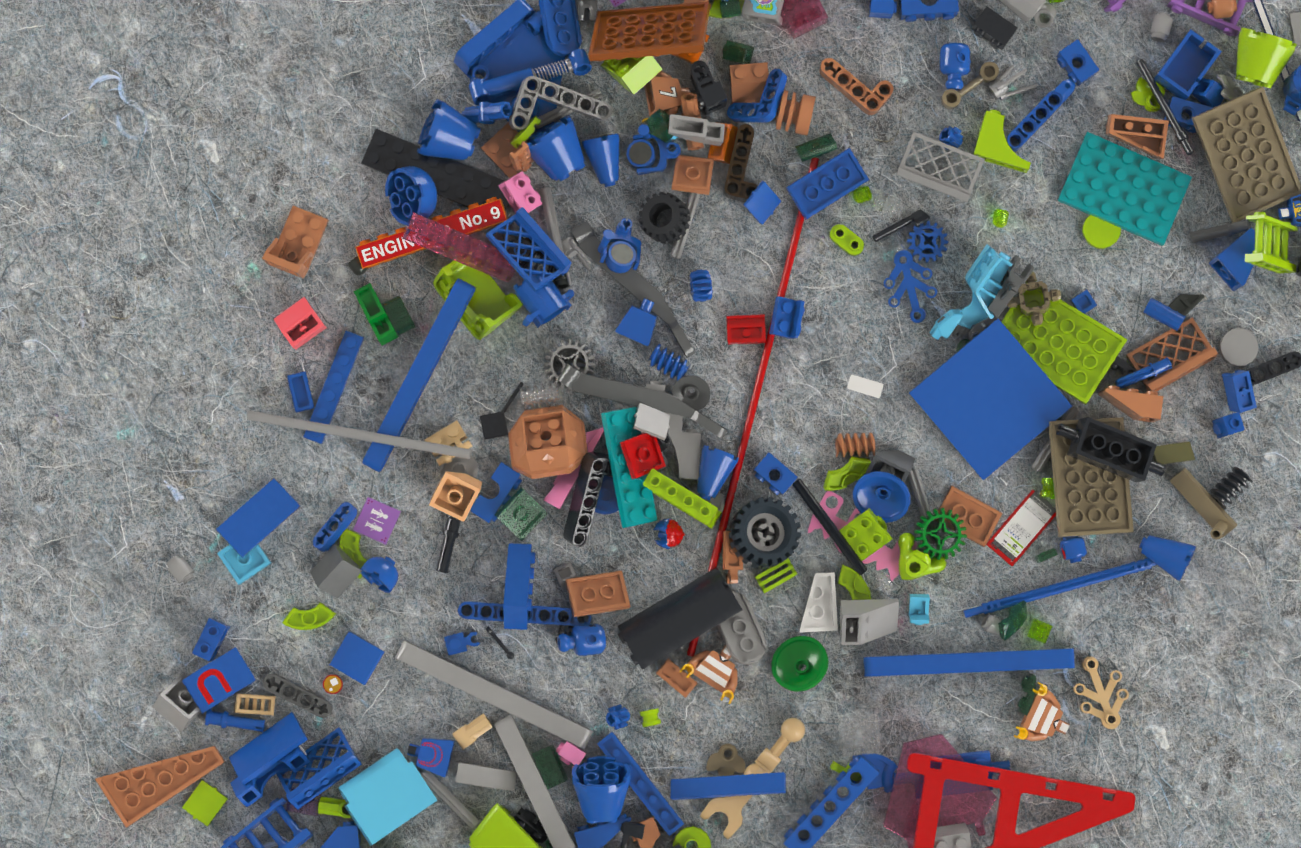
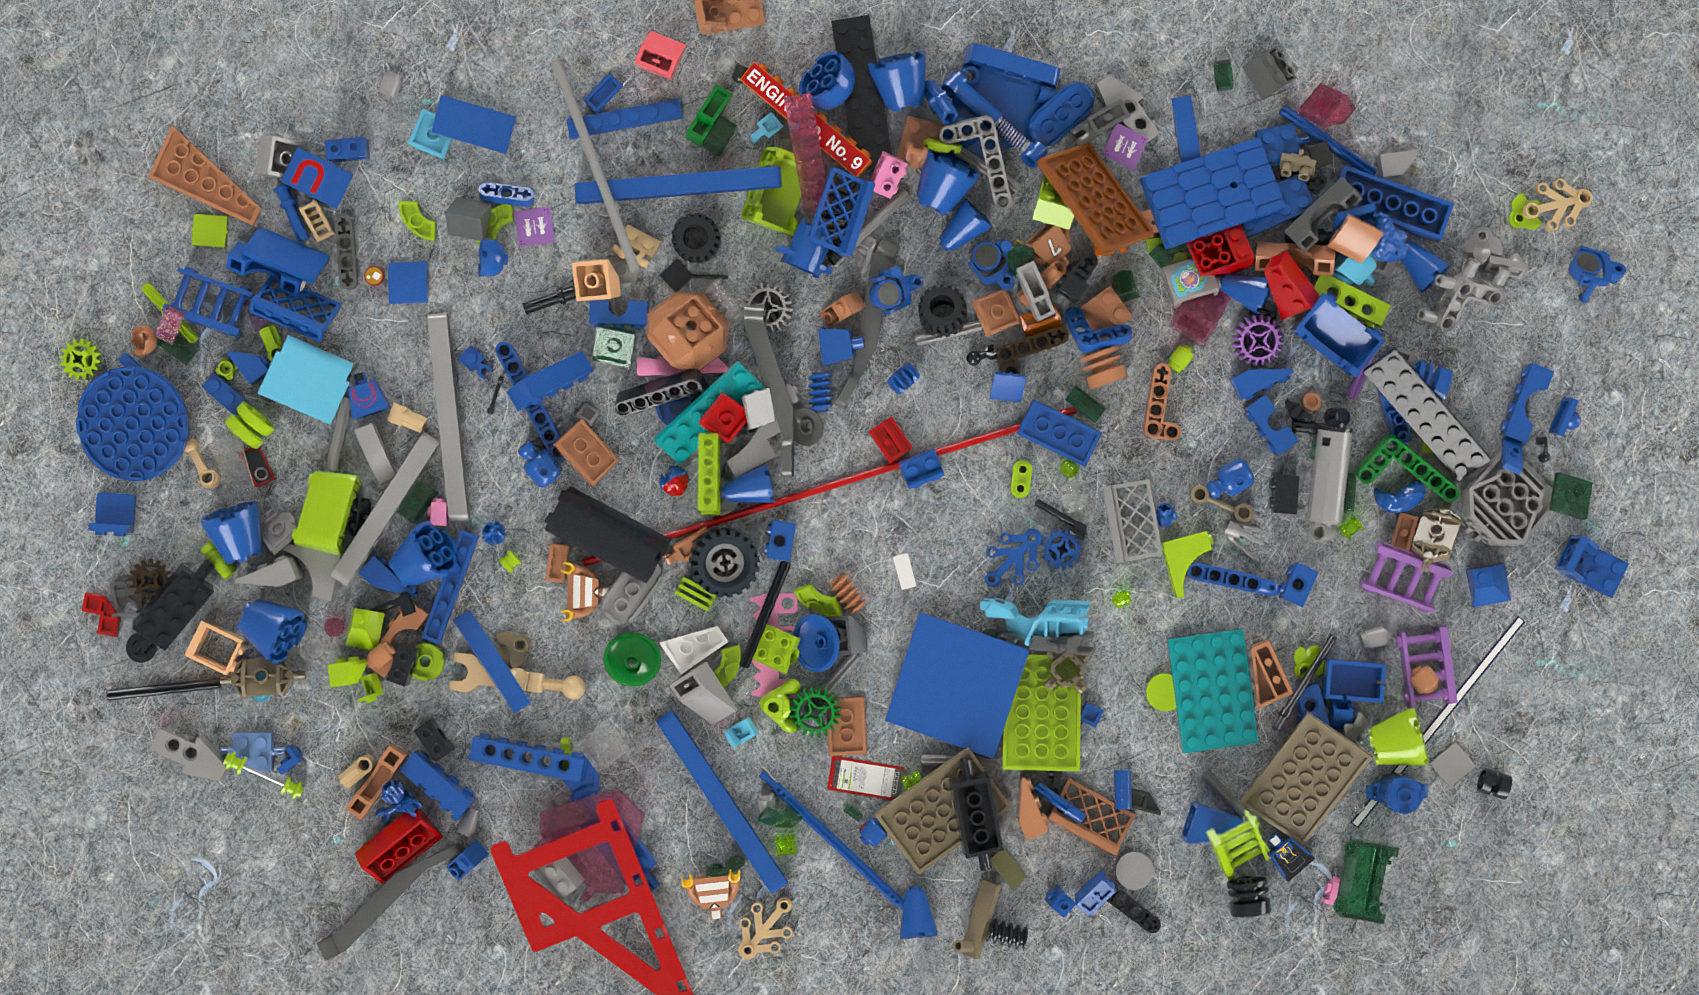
camera: 60 degrees right, 5 degrees up
(417, 270) = (767, 127): none -> medium azure plate
(466, 372) = (684, 226): none -> black tyre
(610, 301) = (842, 309): none -> nougat slope
(720, 215) = (974, 357): none -> black arm
(826, 45) = (1180, 358): none -> lime brick

